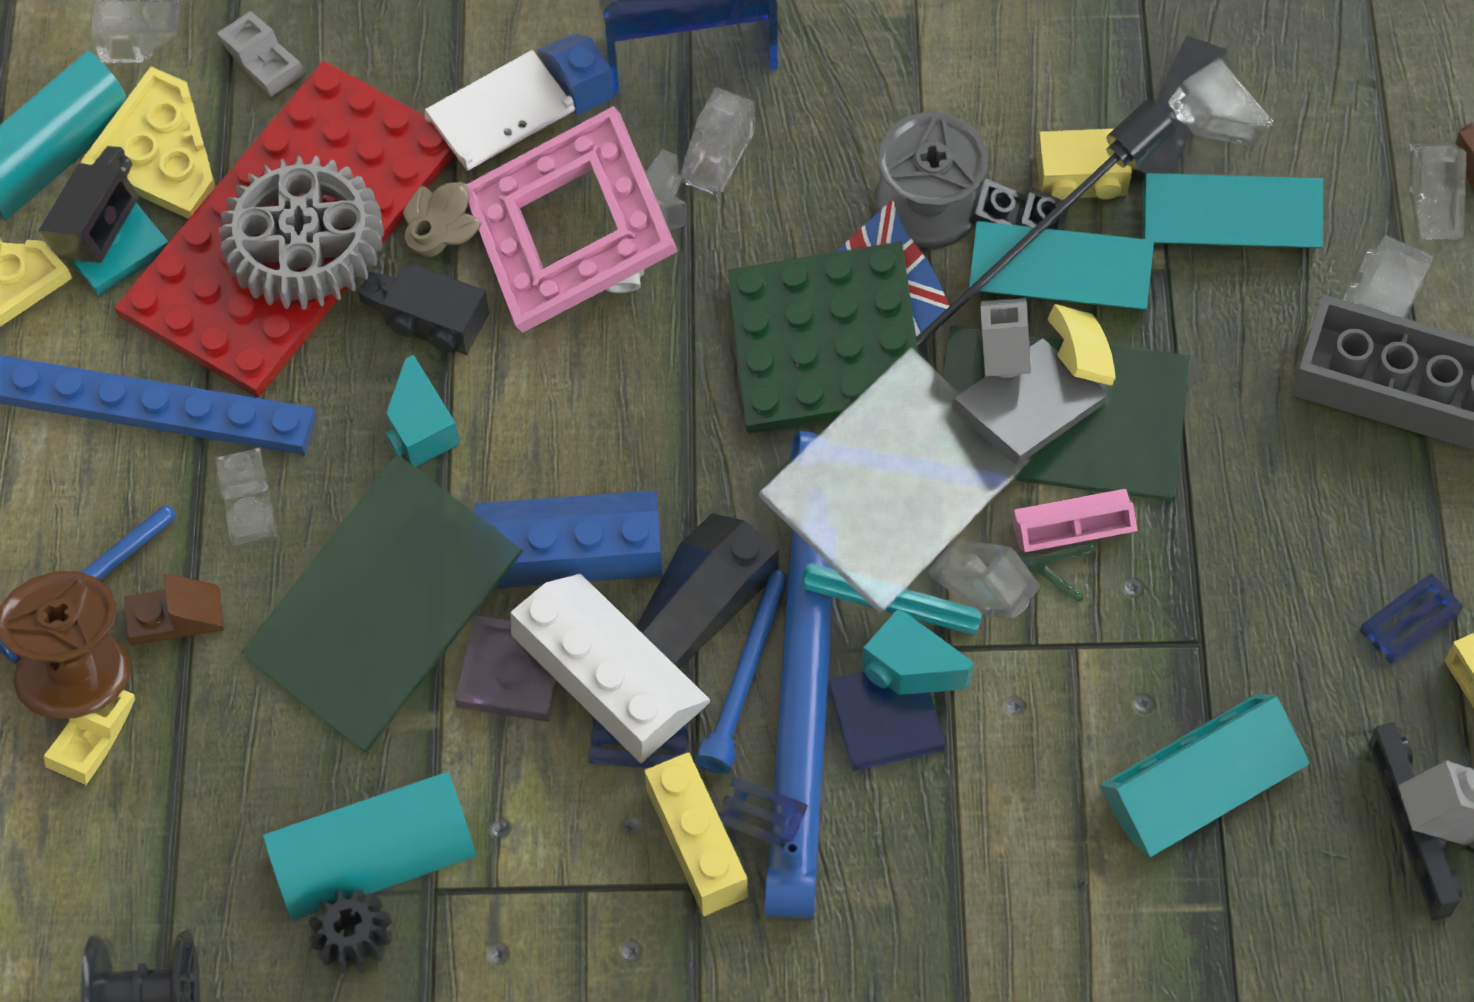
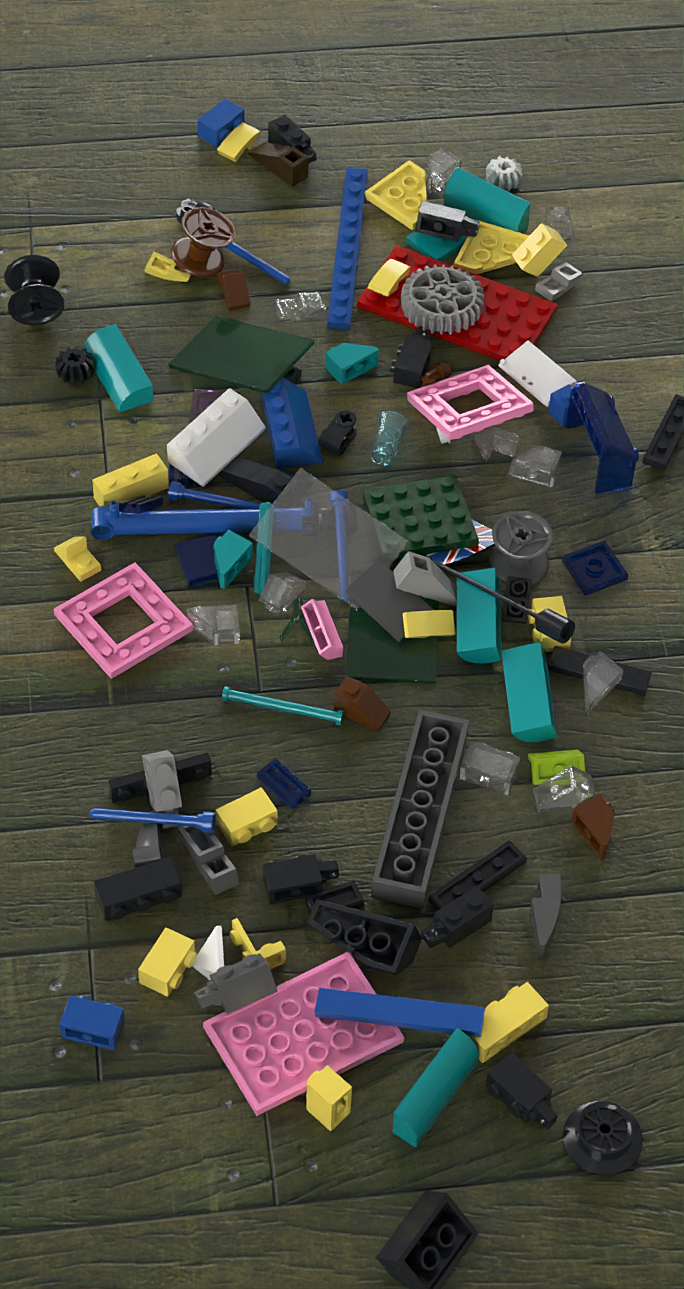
camera: 80 degrees right, 10 degrees down
(202, 59) = (539, 250): none -> light yellow brick
(222, 317) = (388, 277): none -> light yellow slope
(441, 216) = (464, 358): dark tan plate -> none
(470, 271) = (437, 373): none -> reddish brown axle
(610, 453) = (339, 432): none -> black piece
(629, 368) = (388, 436): none -> clear light blue plant
(863, 950) = (78, 558): none -> light yellow slope
(952, 83) = (595, 568): none -> clear blue tile
(1025, 957) = (112, 657): none -> bright pink plate
(1058, 695) = (216, 623): none -> clear slope
(1205, 773) = (180, 687): teal brick -> none
(1215, 694) = (229, 694): none -> teal bar
(1248, 479) = (360, 704): none -> reddish brown slope
(1375, 194) = (548, 764): none -> lime panel

